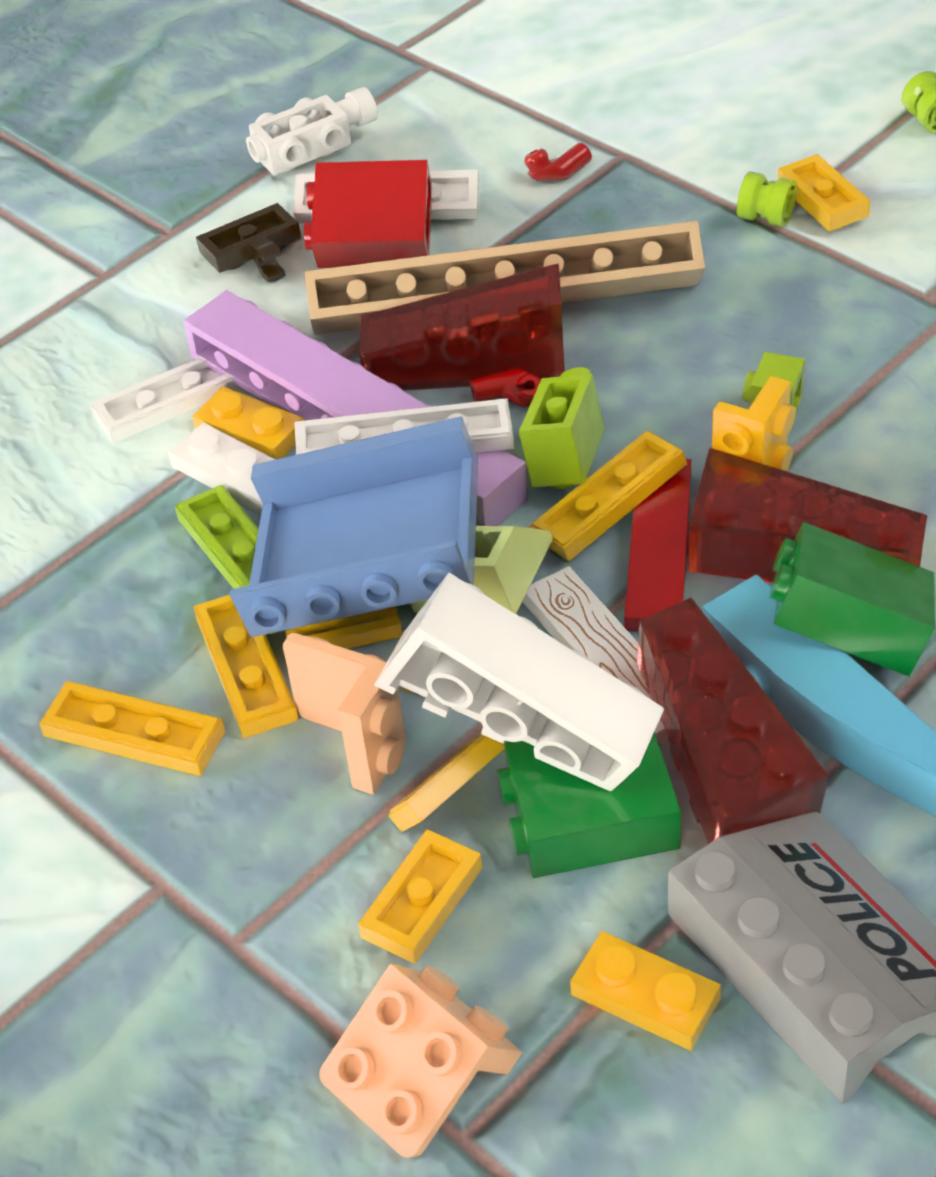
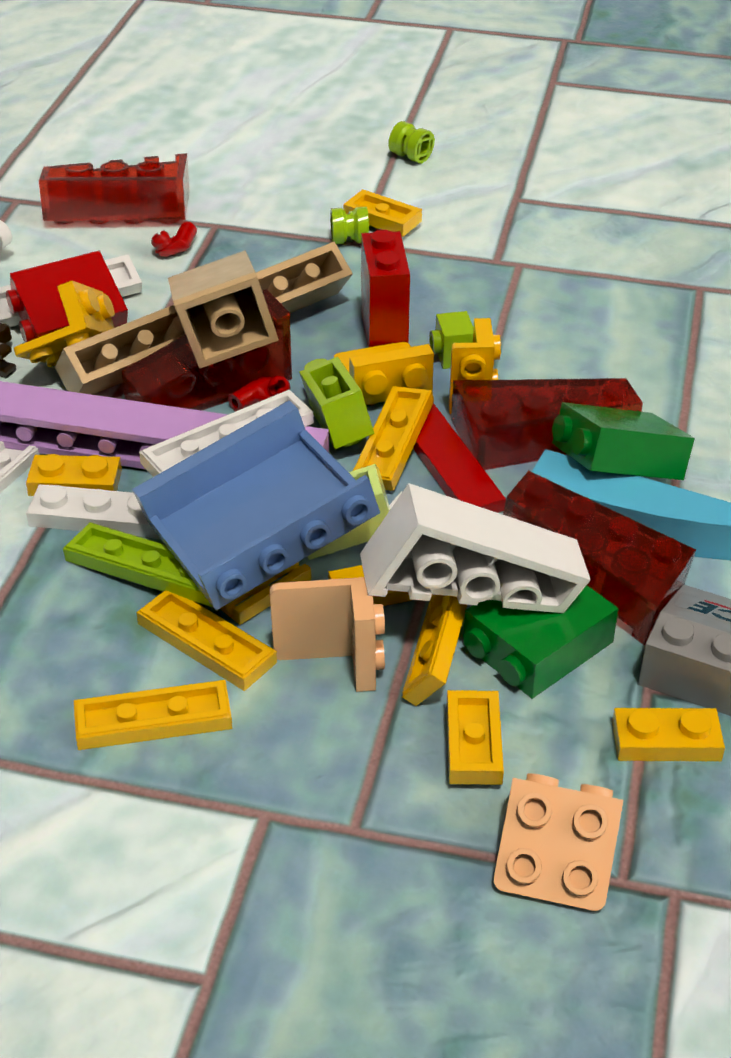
camera: 35 degrees left, 5 degrees down
(348, 236) = (88, 315): none -> yellow bracket
(479, 274) = (222, 309): none -> tan slope
(529, 84) = (116, 191): none -> clear red wedge
(663, 401) = (389, 365): none -> yellow bracket
(716, 305) = (384, 288): none -> red brick

